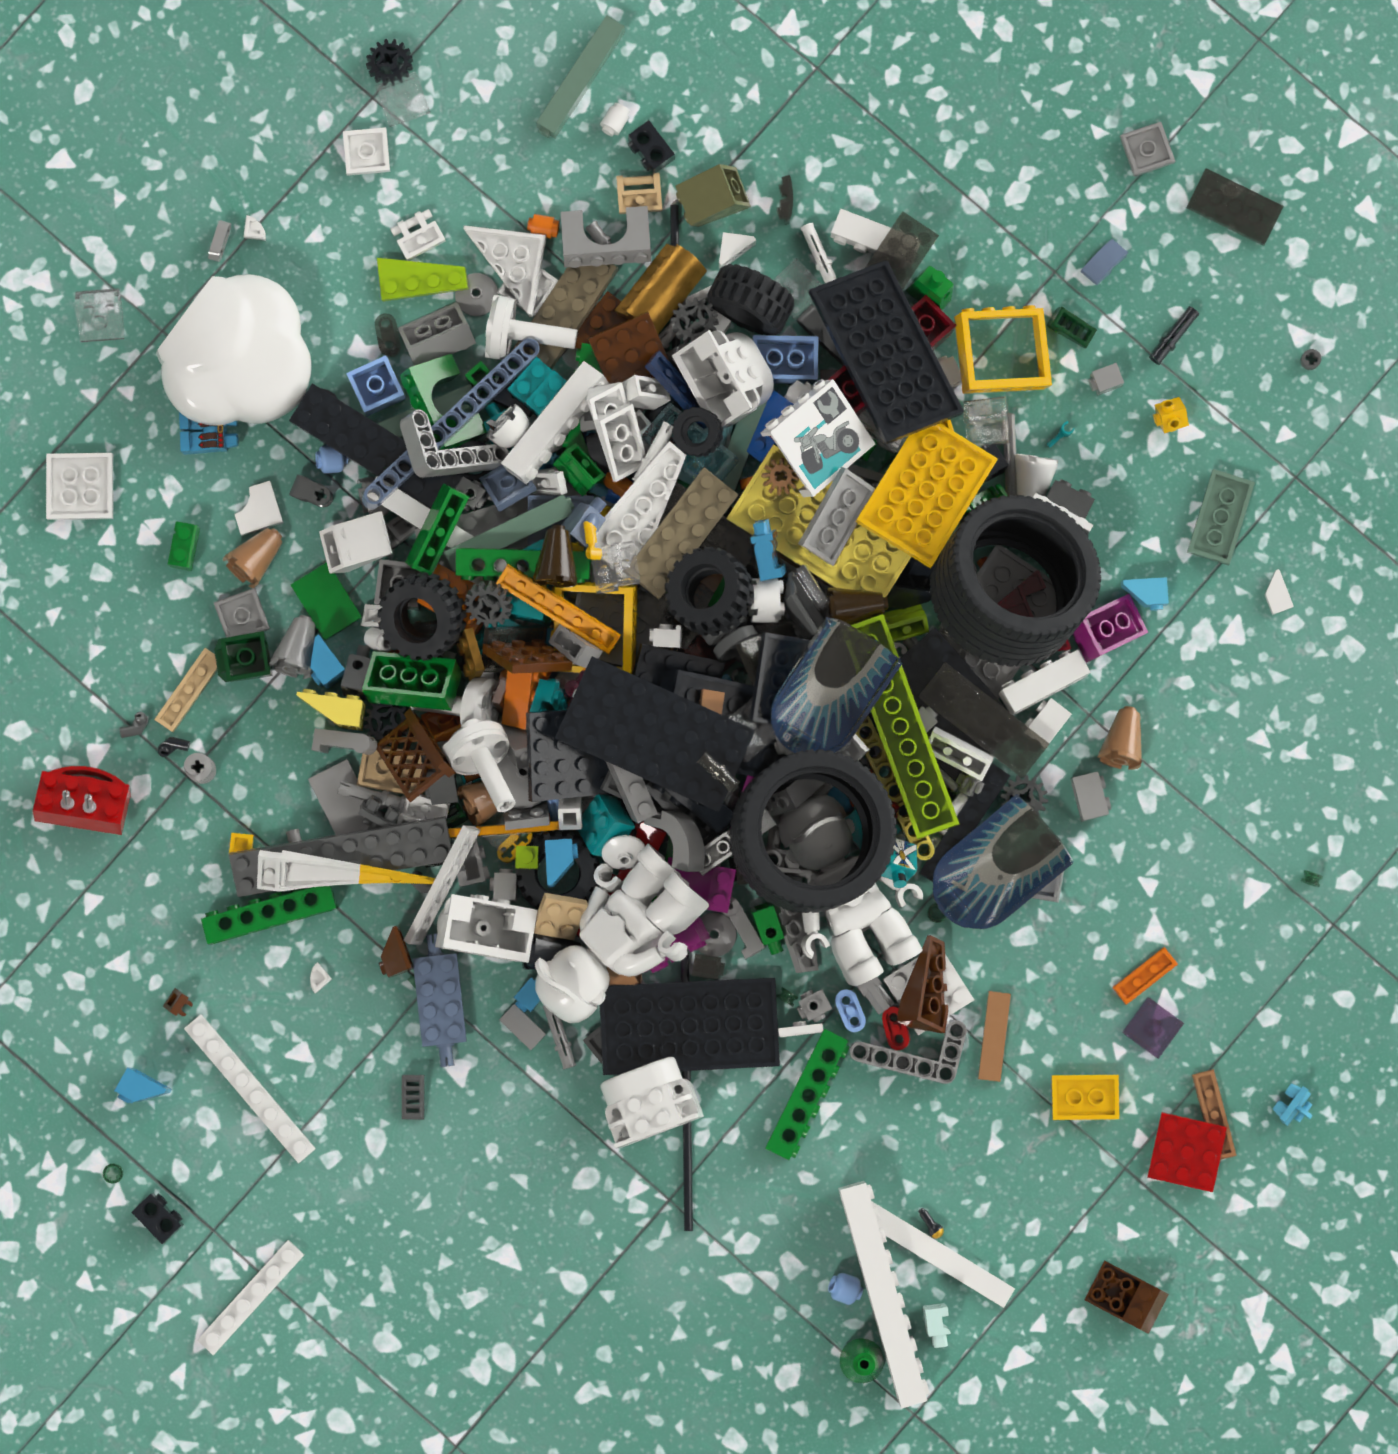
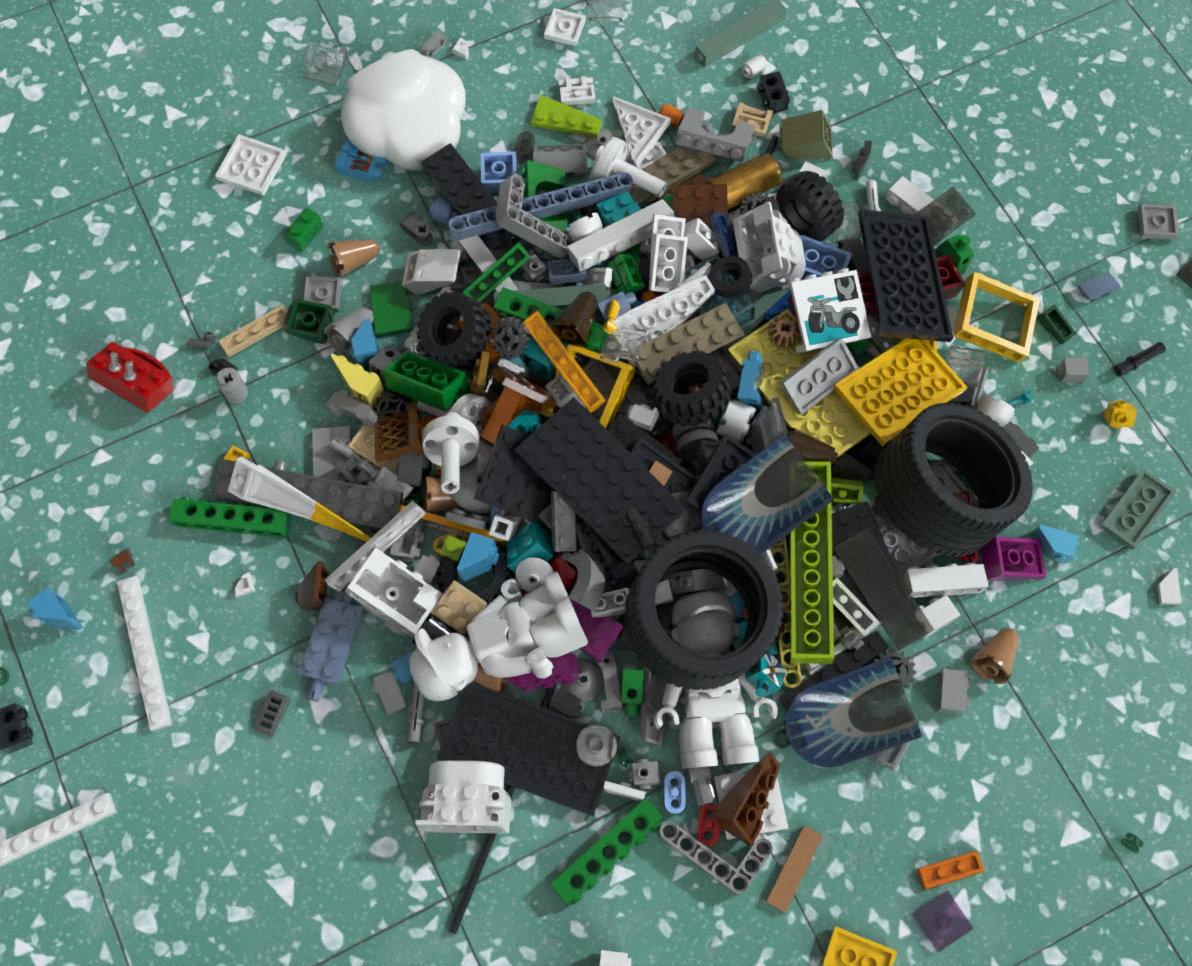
camera: 25 degrees right, 15 degrees down
(260, 510) = (374, 227): white tile -> none
(754, 997) = (596, 745): none -> light grey tile

